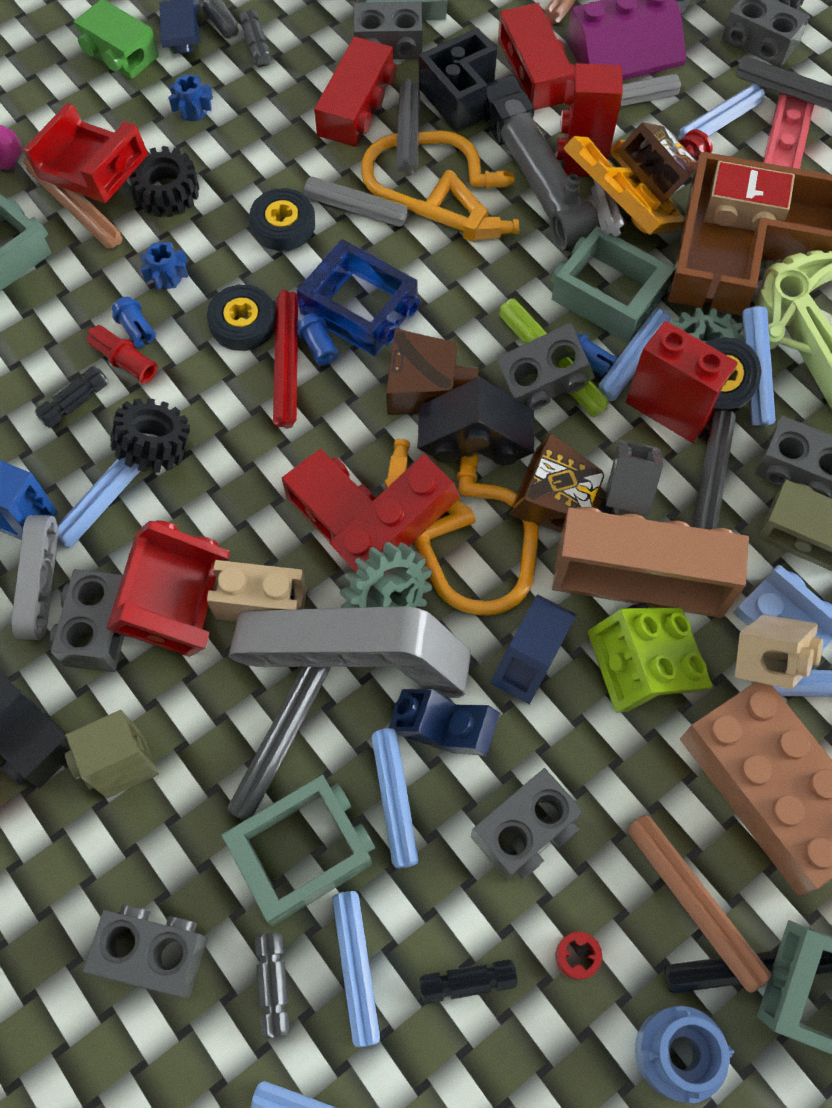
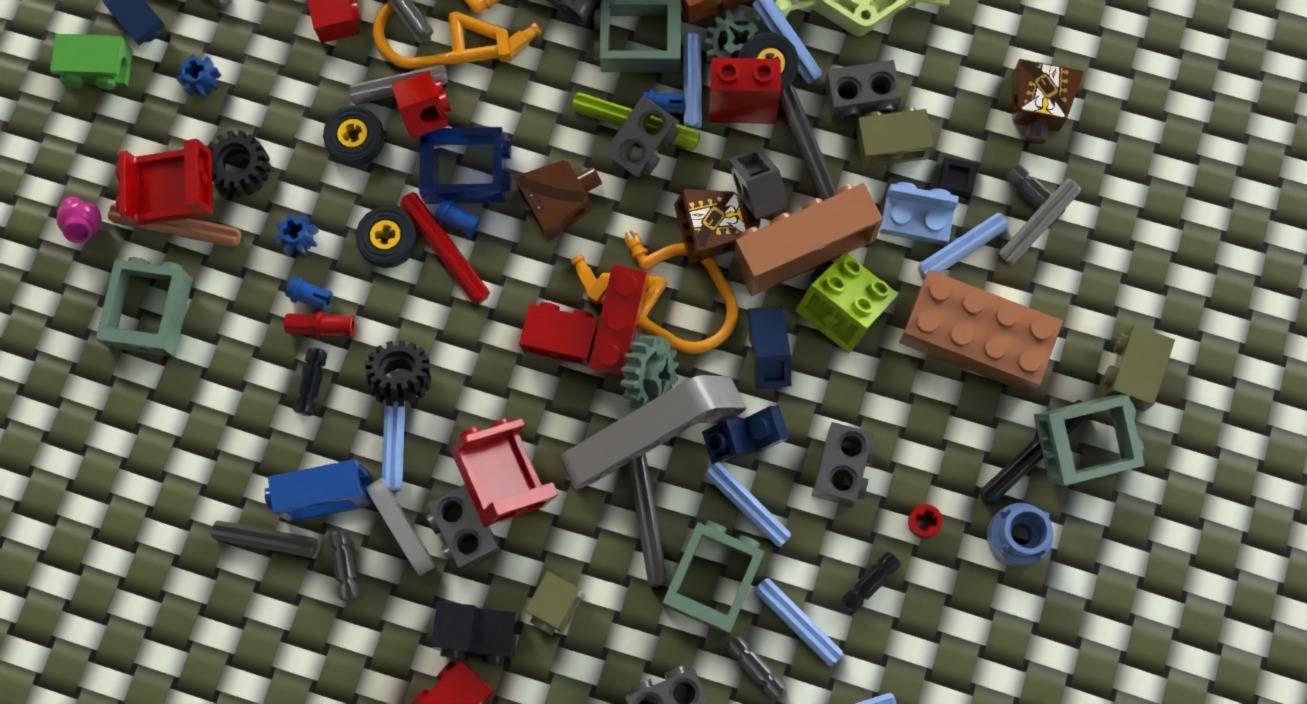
camera: 30 degrees left, 10 degrees up
(255, 589) = (560, 433): tan brick -> none
(357, 219) = (422, 104): none -> red brick
(478, 420) = (624, 212): black brick -> none
(699, 904) = (974, 439): nougat axle -> none
(778, 651) = (927, 246): tan brick -> none

